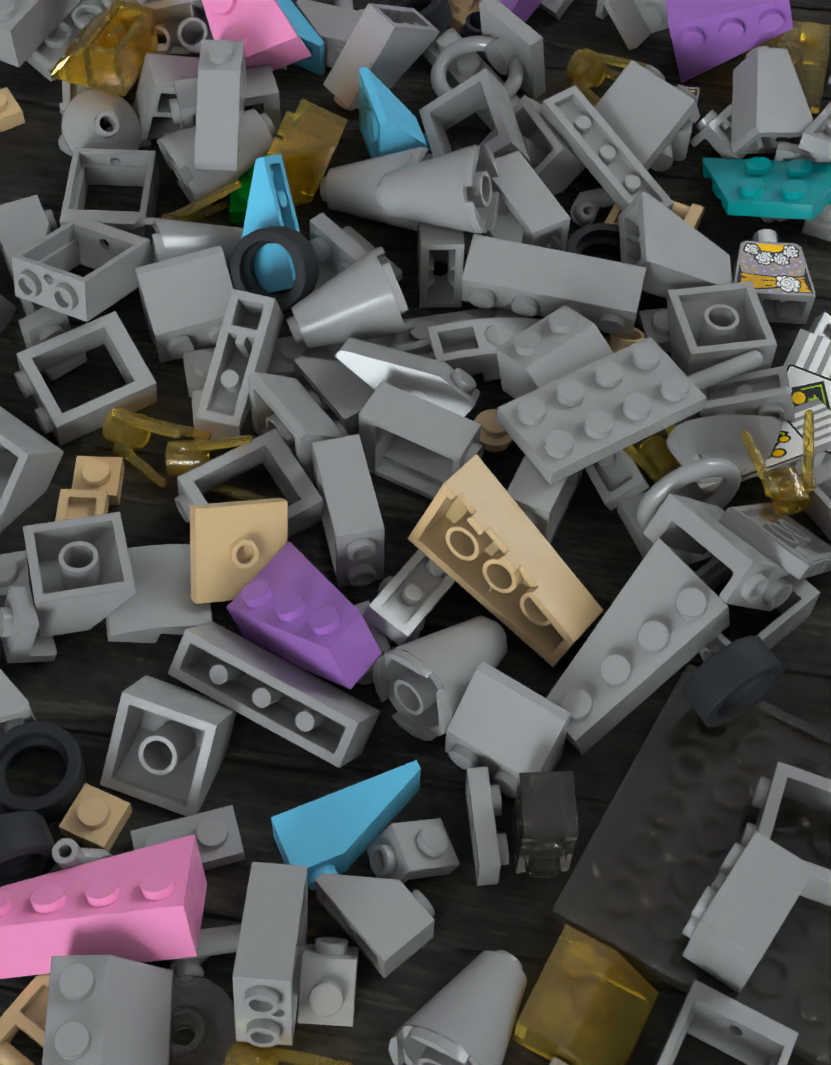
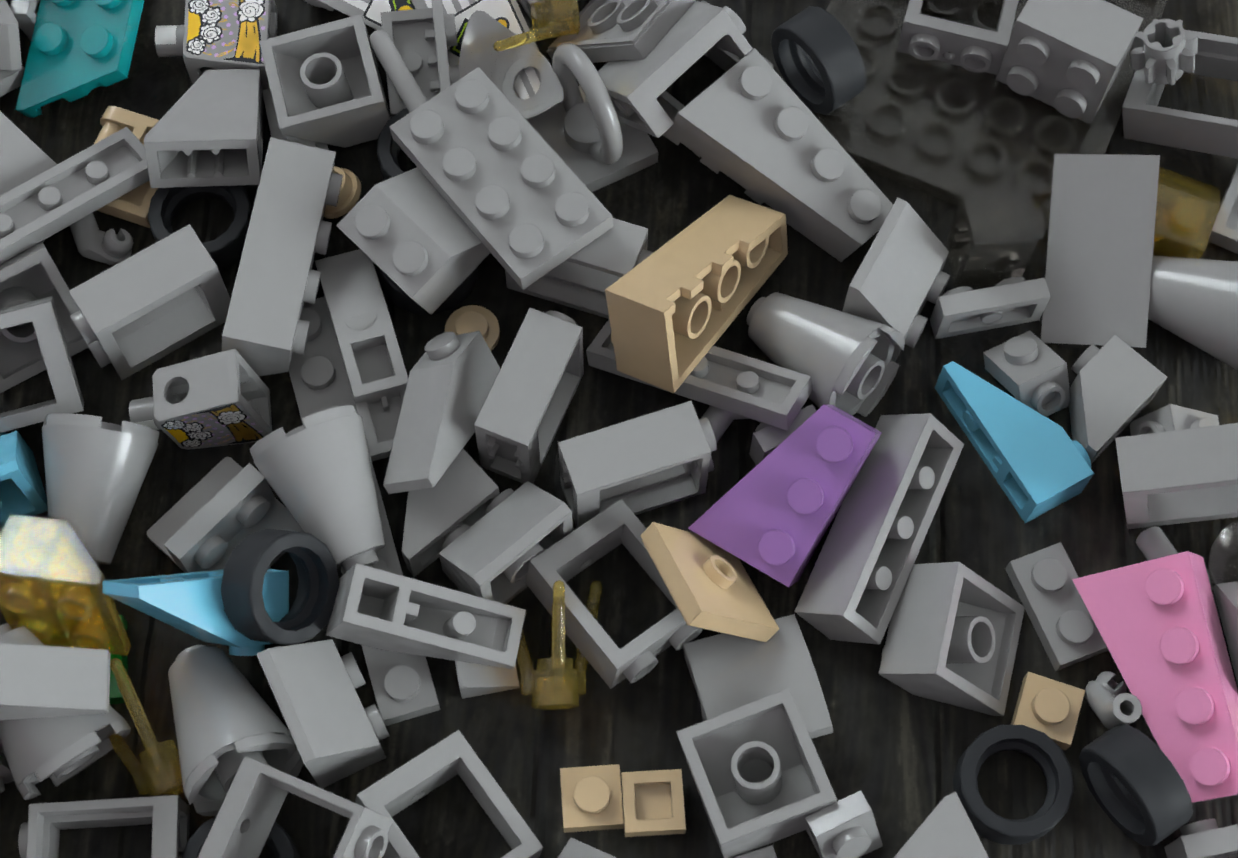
camera: 95 degrees left, 10 degrees up
(133, 431) = (518, 764): clear yellow plant -> none
(445, 191) = (160, 372): light grey cone -> none
(530, 924) = (1100, 248): none -> light grey sticker
(747, 1013) = (1164, 51): none -> light grey gear

